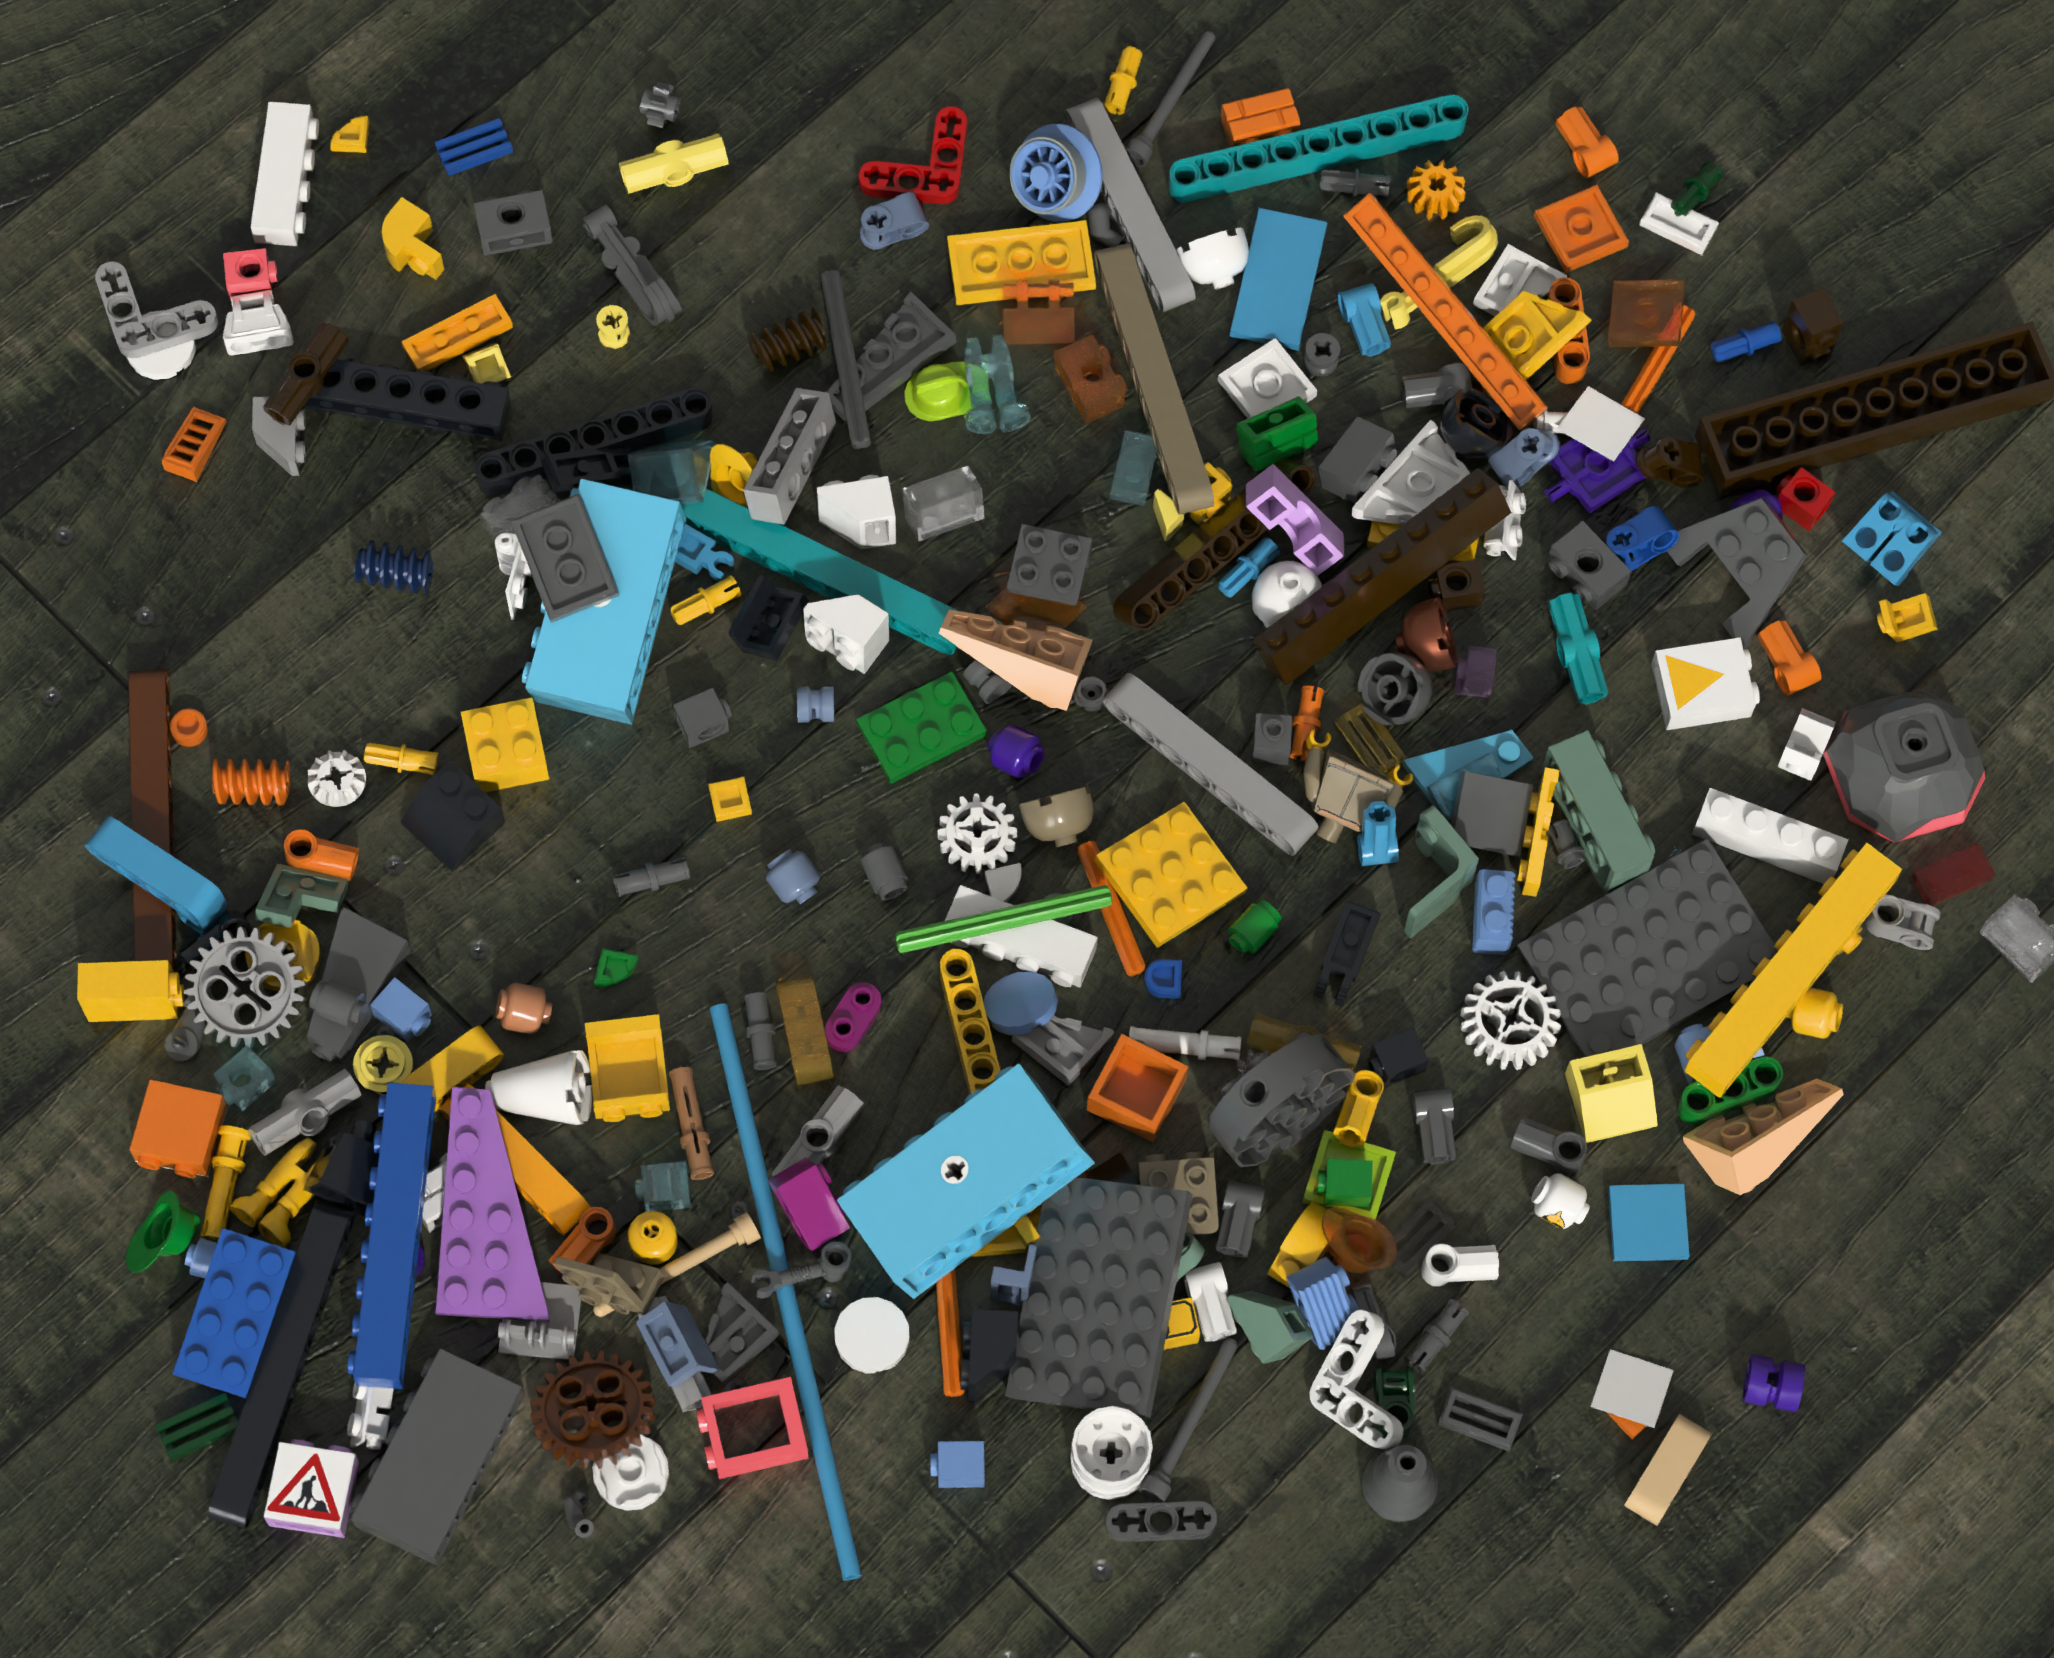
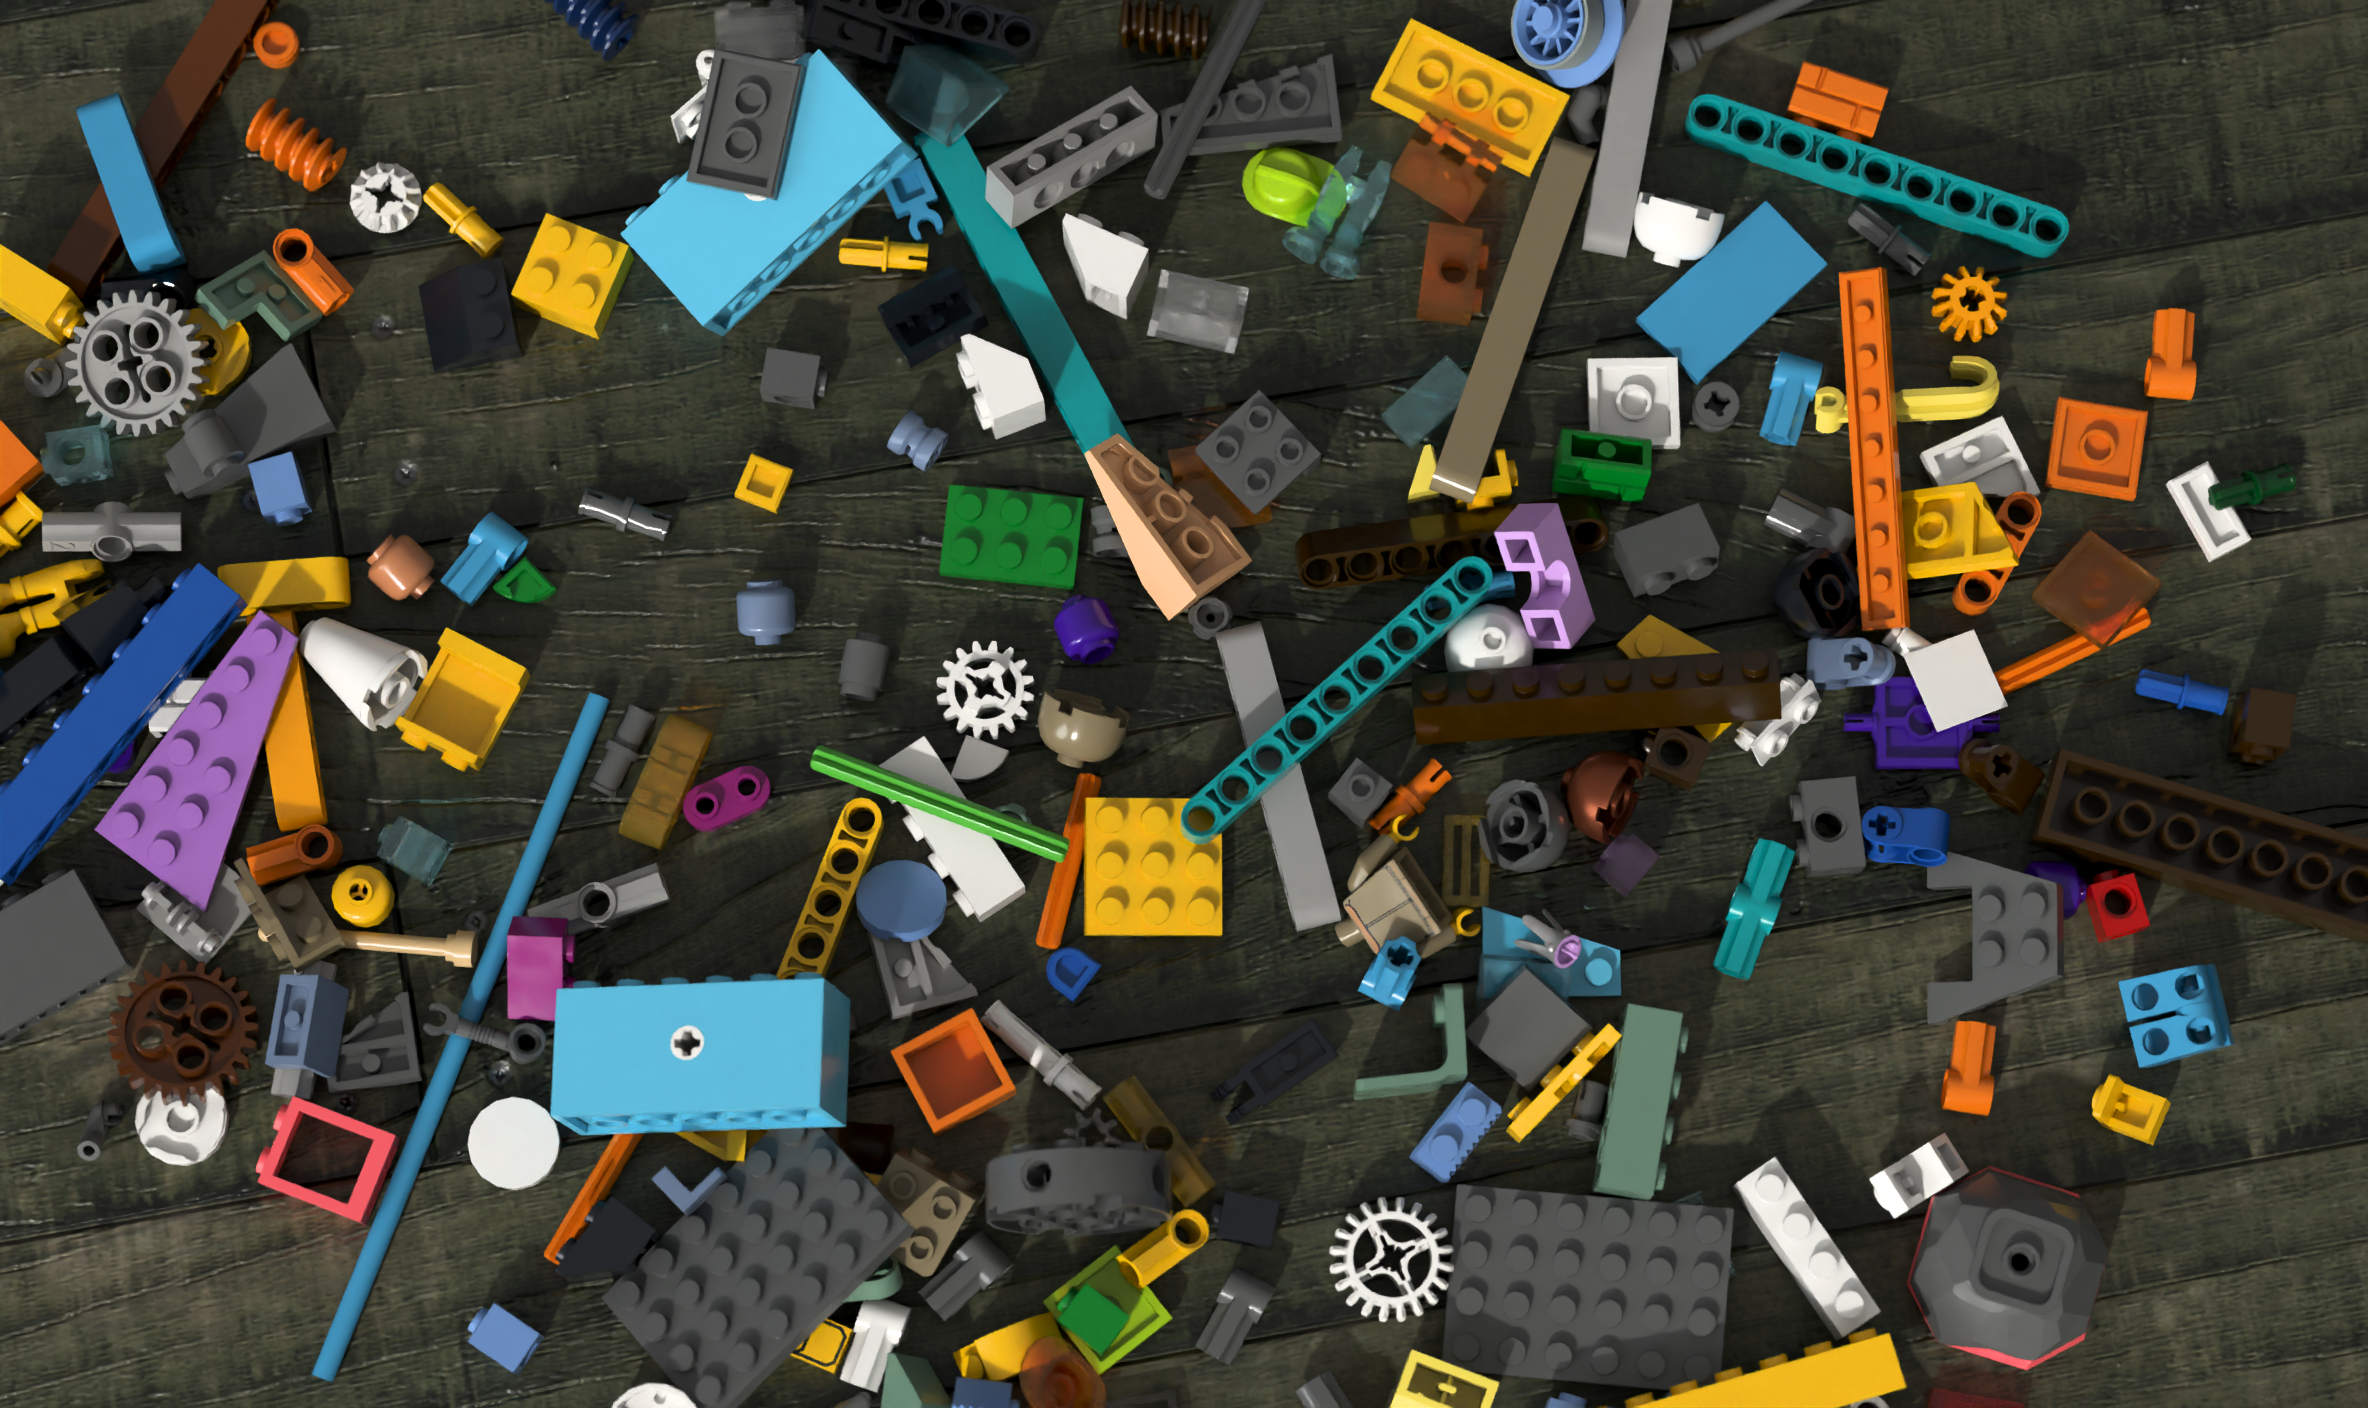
camera: 35 degrees right, 10 degrees up
(372, 1052) = (226, 511): light yellow gear -> none
(575, 959) = (491, 548): none -> dark azure piece
(700, 1163) = (465, 851): medium nougat pin -> none
(731, 472) = (1001, 134): yellow piece -> none
(1216, 700) = (1344, 679): none -> teal beam
(1254, 927) = (1198, 981): green brick -> none
(1412, 480) = (1711, 612): white wing -> none
(1473, 745) = (1559, 945): none -> flat silver piece
(1704, 683) = (1860, 1037): white brick -> none

